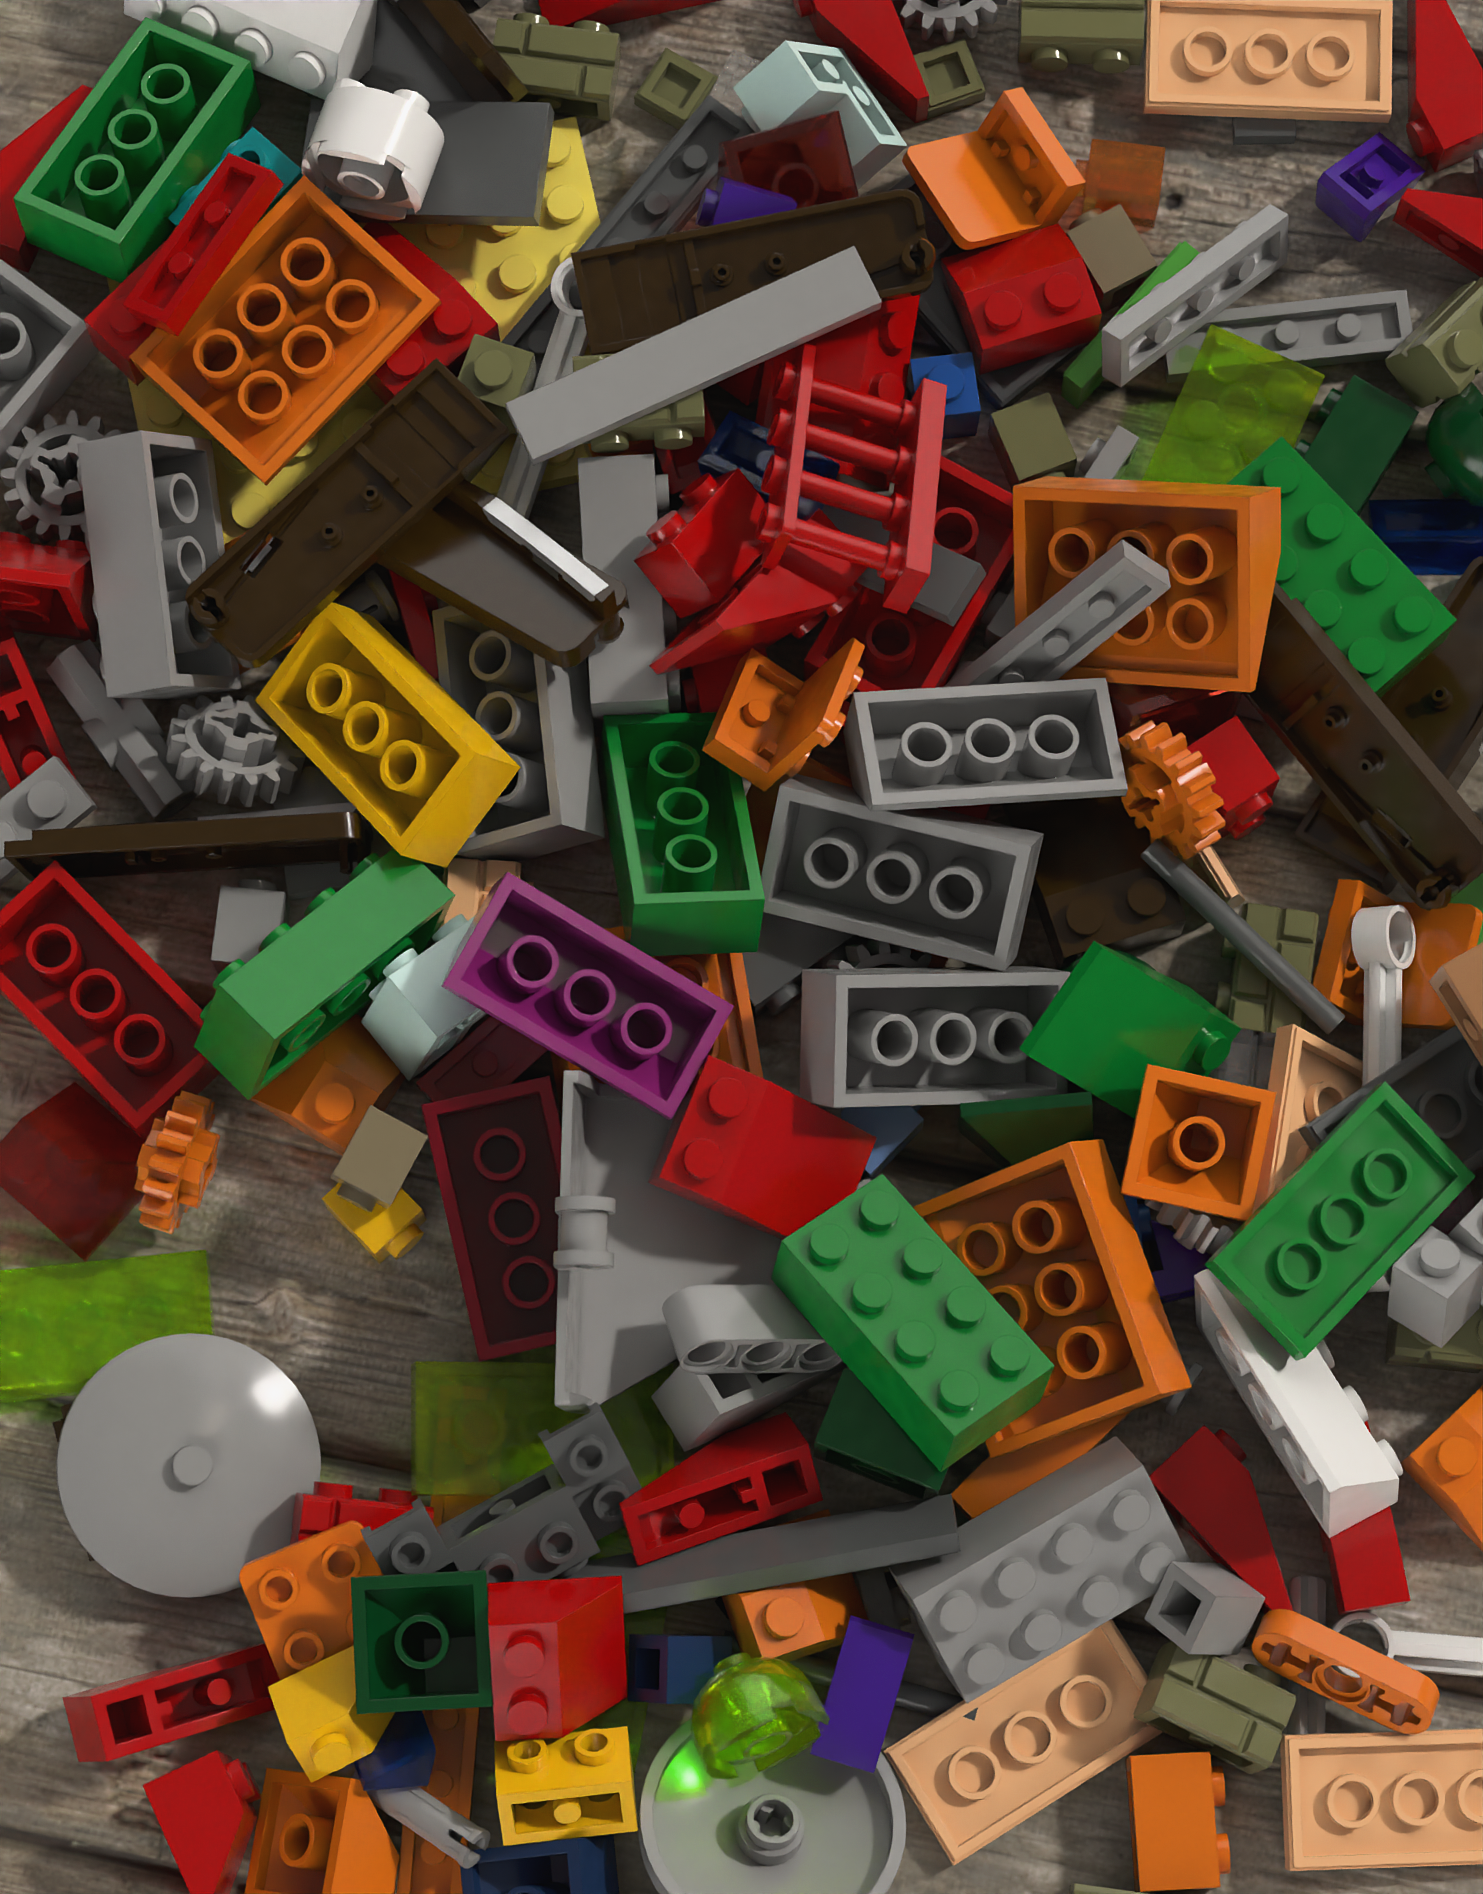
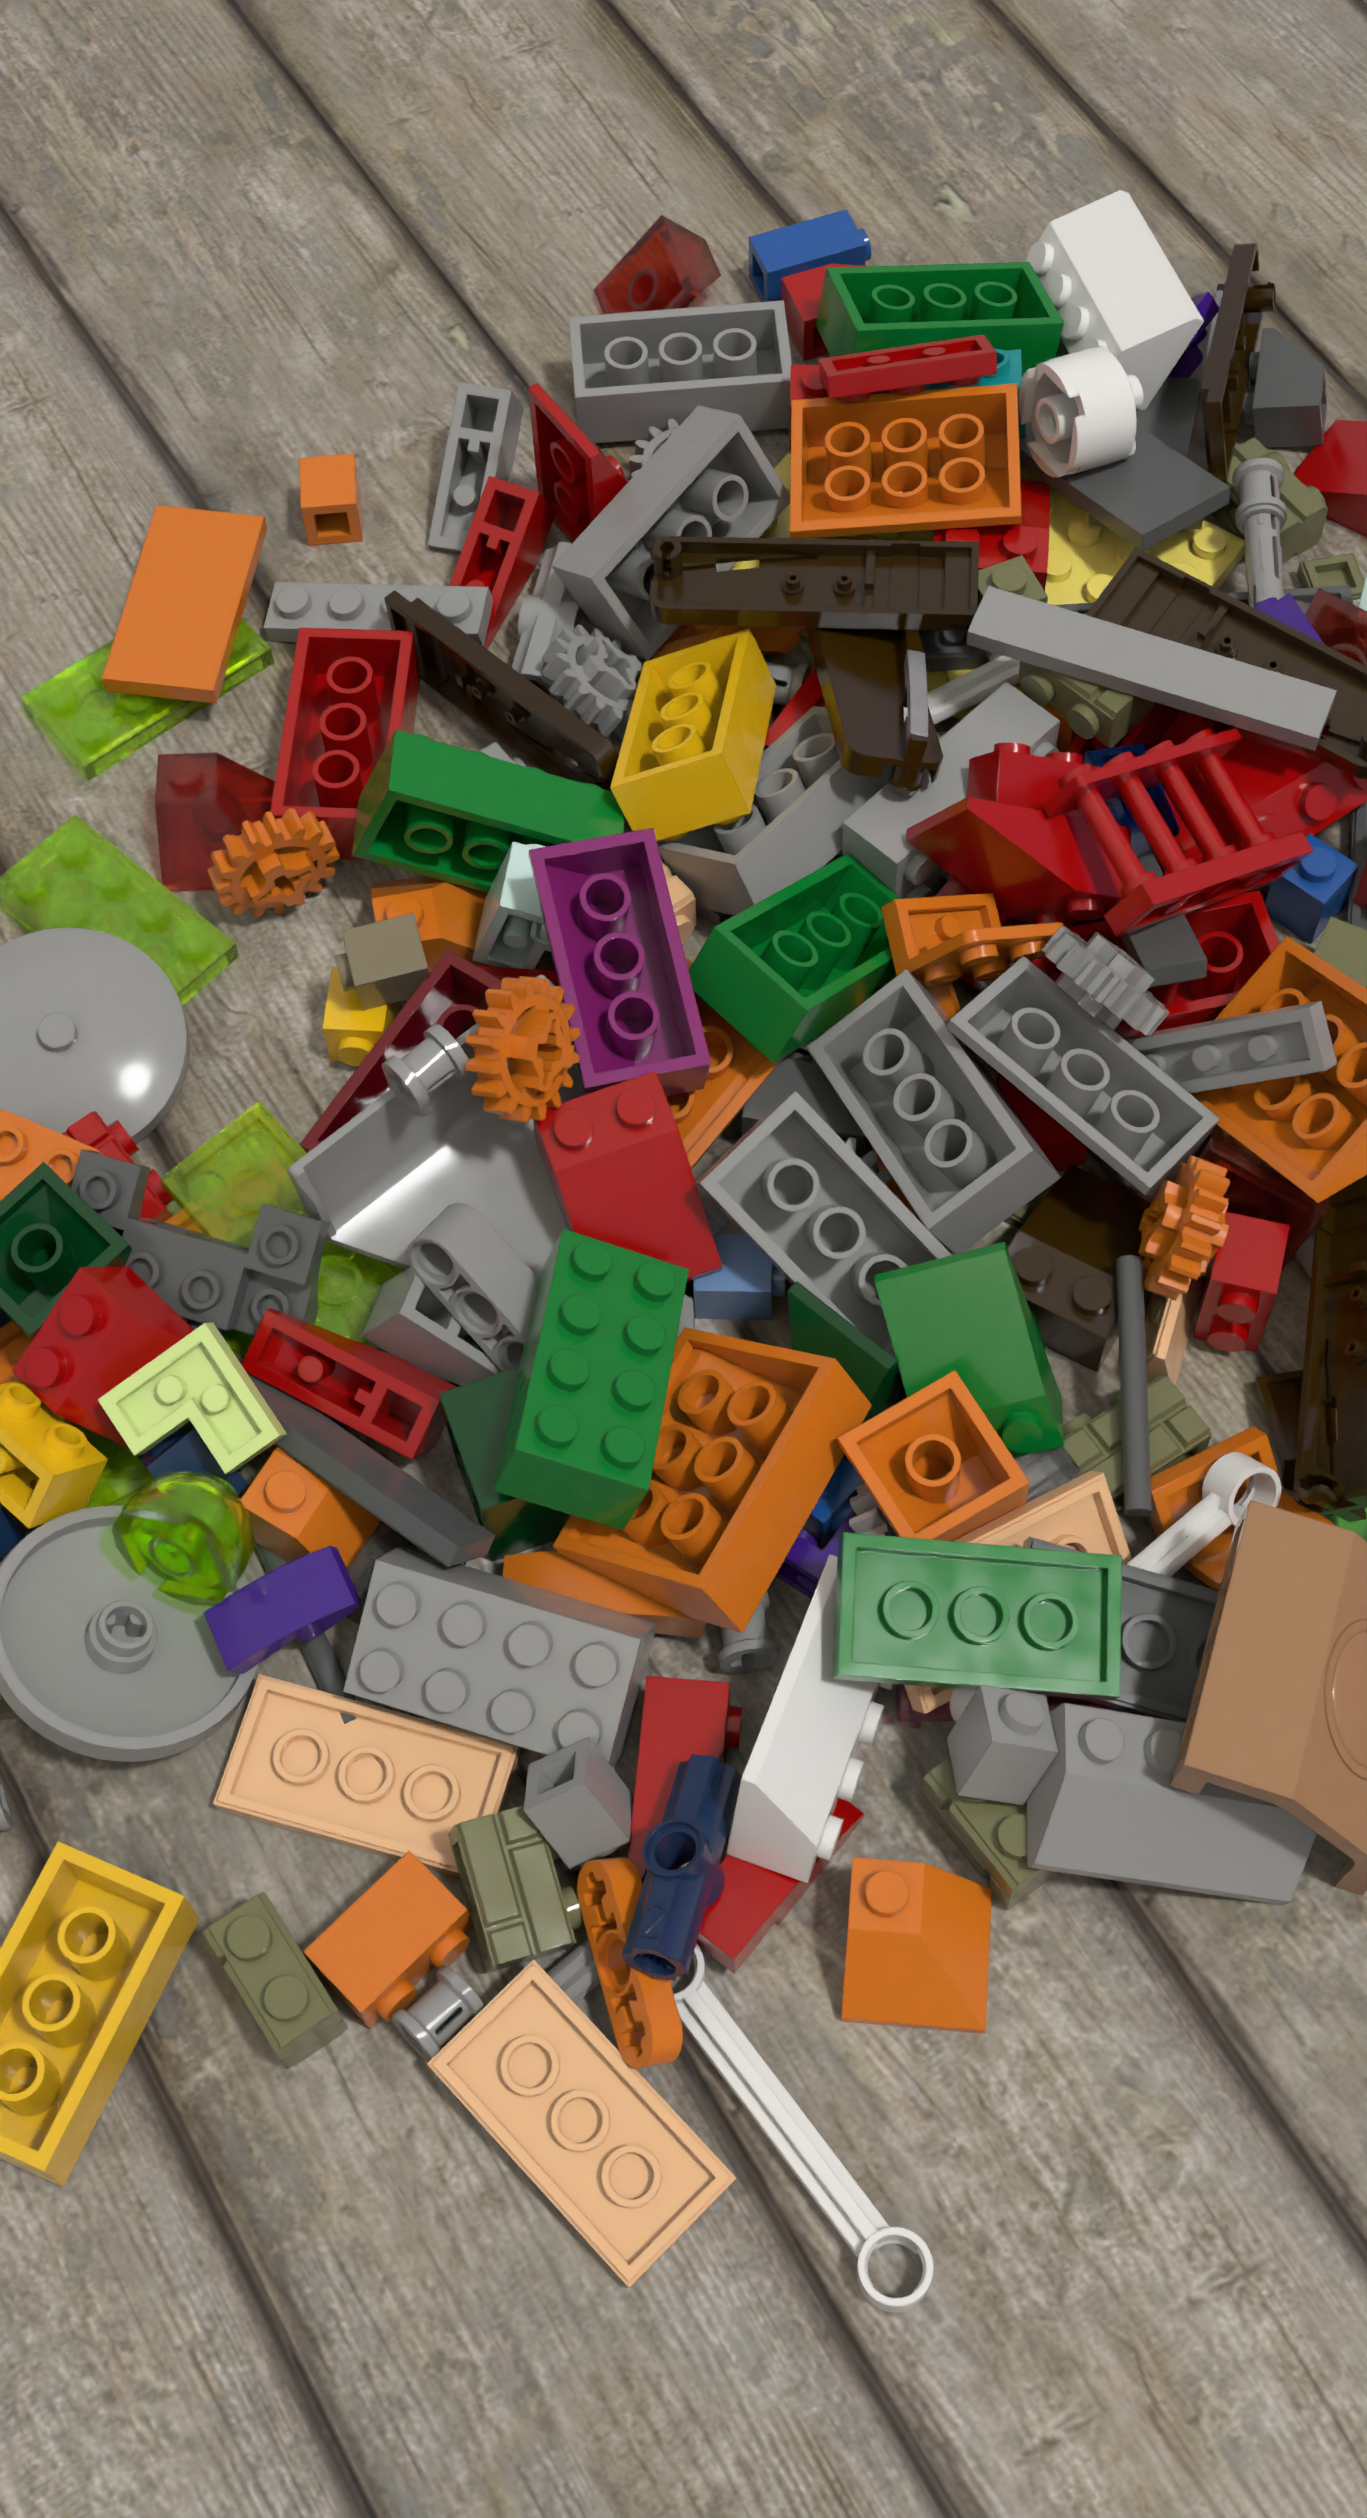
camera: 50 degrees right, 15 degrees down
(594, 105) = (1260, 520): none -> light grey pin
(625, 1145) = (522, 1048): none -> orange gear
(650, 1611) = (199, 1384): none -> yellowish green plate
(933, 656) = (1105, 981): none -> light grey gear
(1256, 1832) = (438, 2014): none -> light grey bush
(1350, 1610) = (672, 1899): none -> dark blue piece

